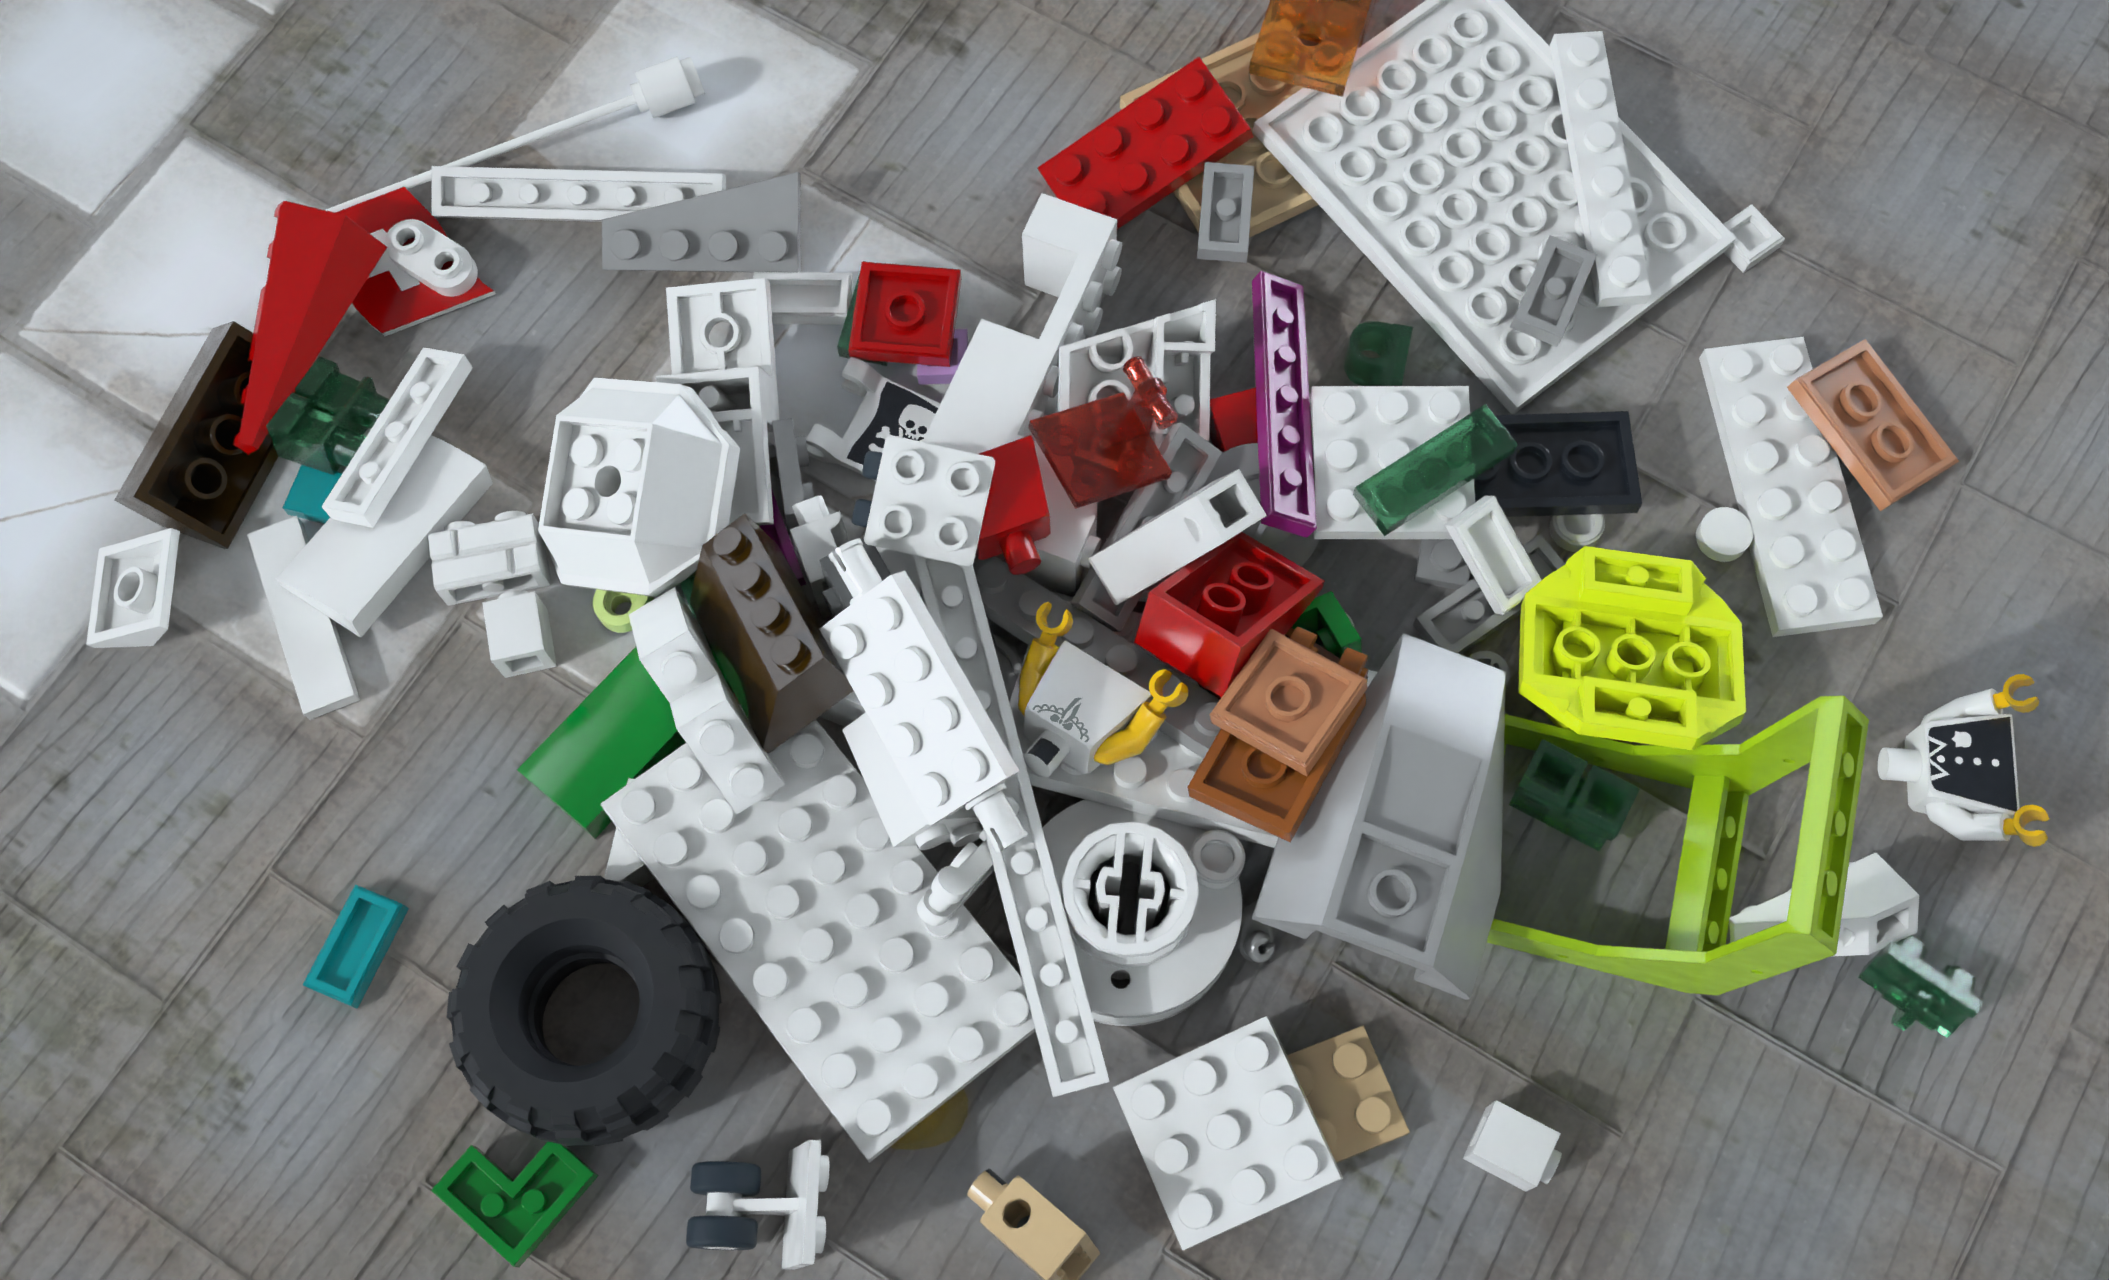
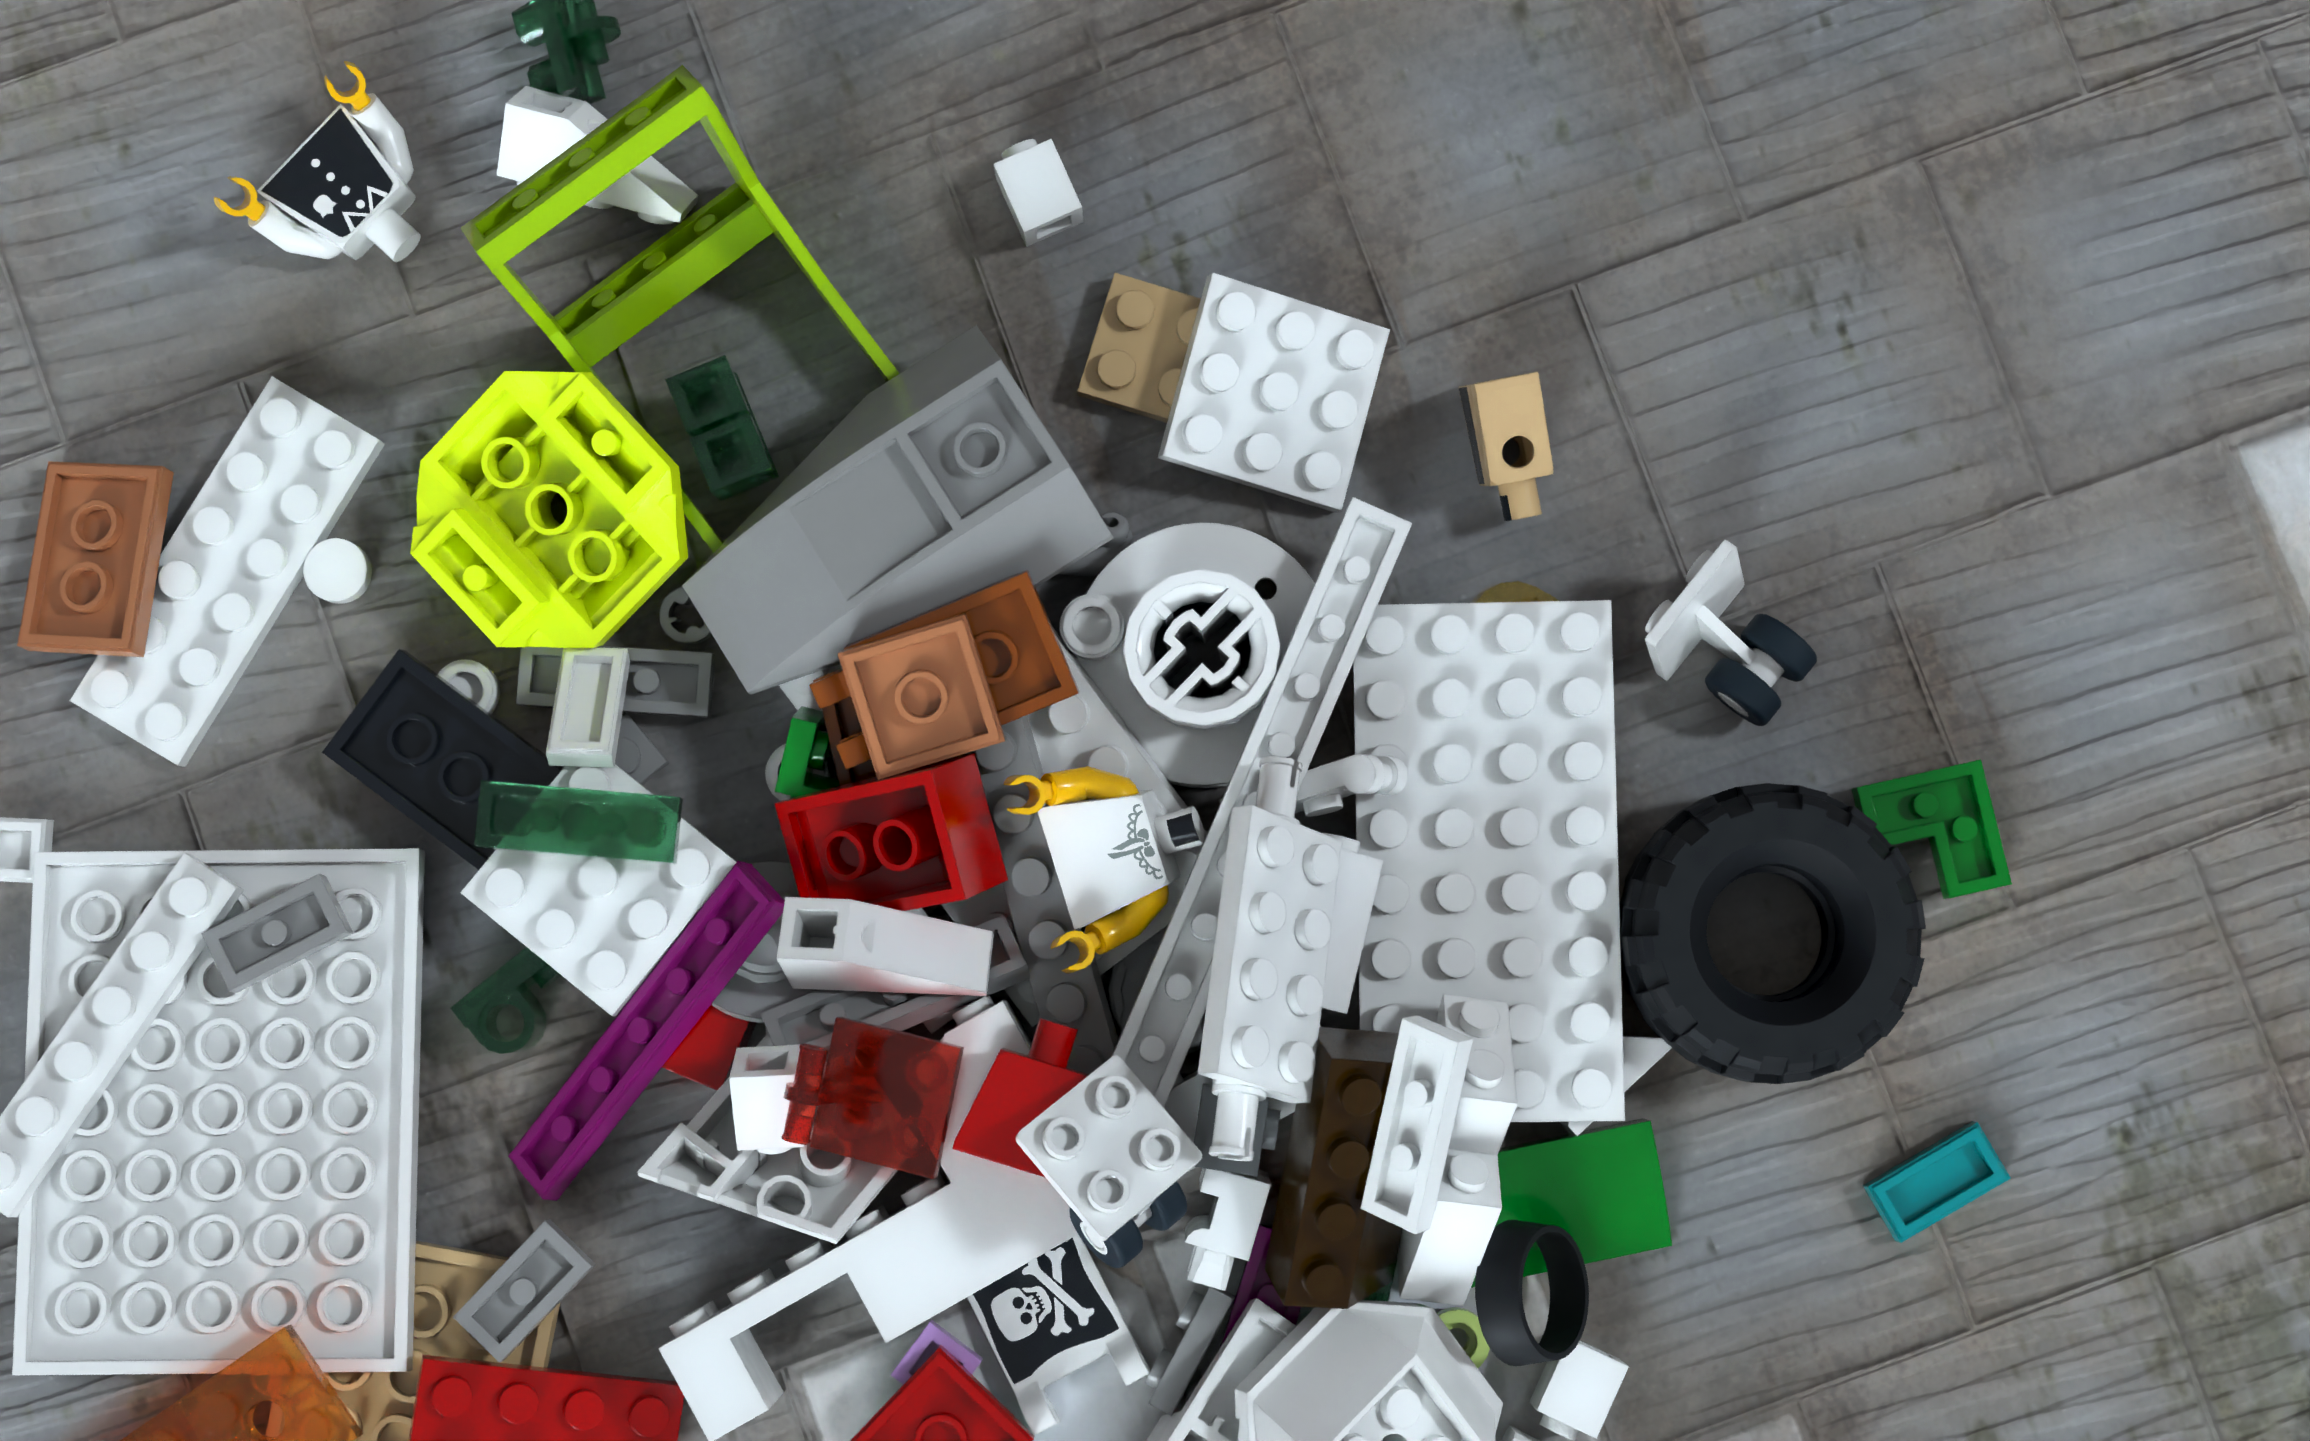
camera: 145 degrees left, 15 degrees up
(614, 638) = (1500, 1293): none -> black tyre
(736, 664) = (1416, 1123): none -> white plate
(1186, 391) = (758, 1098): none -> white brick

